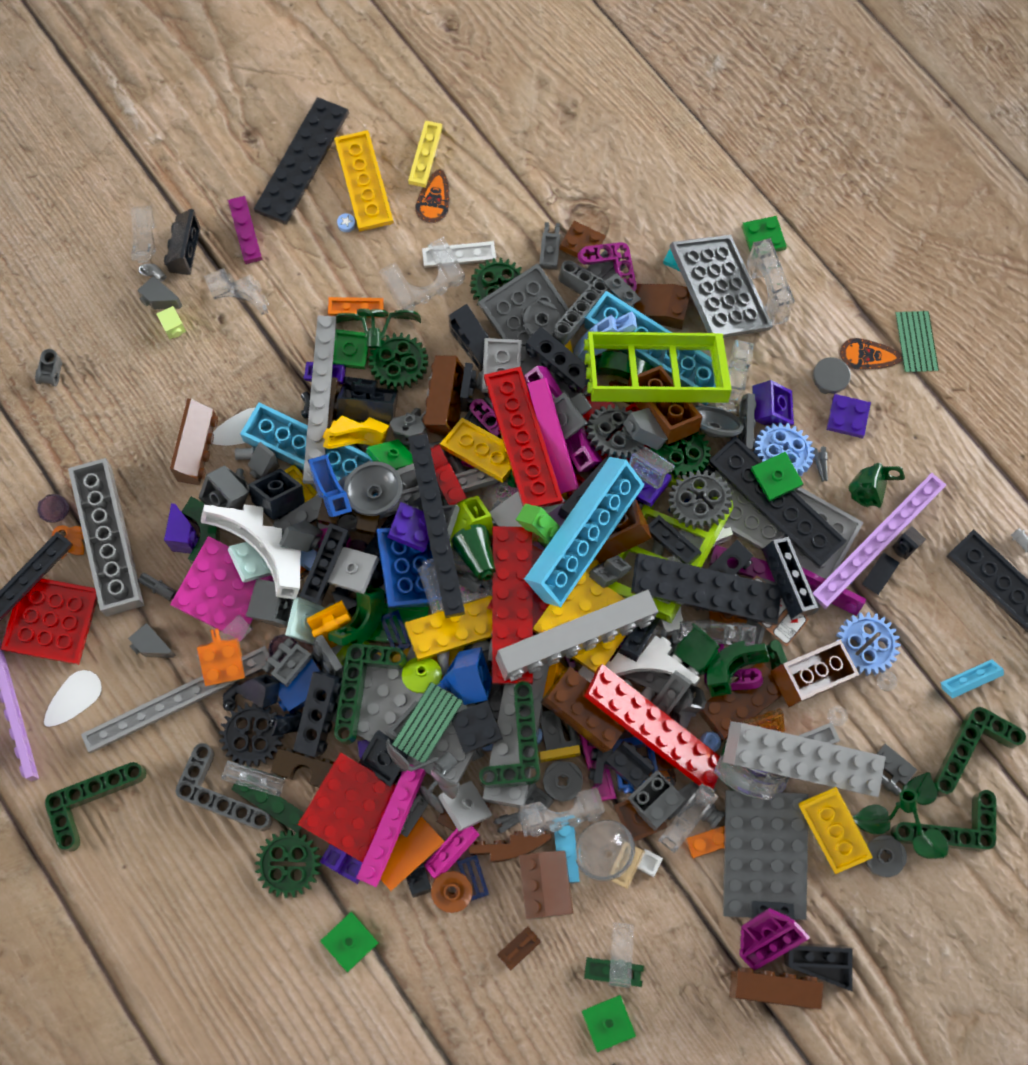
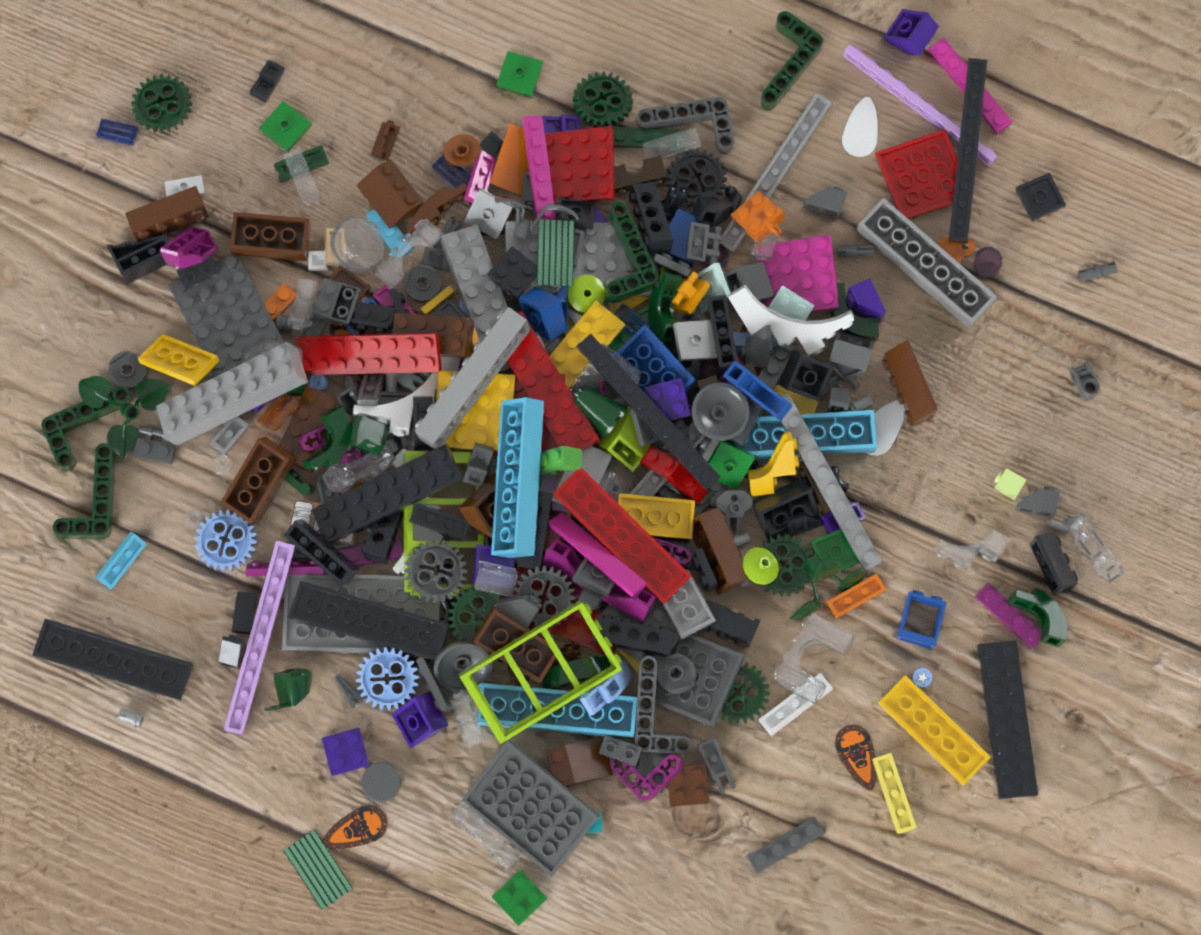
camera: 150 degrees right, 5 degrees up
(214, 209) = (1047, 611): none -> dark green arch
(307, 250) = (918, 639): none -> blue window
(419, 401) = (741, 539): none -> light grey pin
(424, 365) = (756, 570): none -> lime dish
(523, 744) = (468, 277): dark green beam -> none
(532, 164) = (785, 845): none -> dark grey plate
(684, 909) = (270, 236): none -> reddish brown brick
(741, 1015) = (182, 184): none -> white plate
(777, 476) = (379, 640): green plate -> none

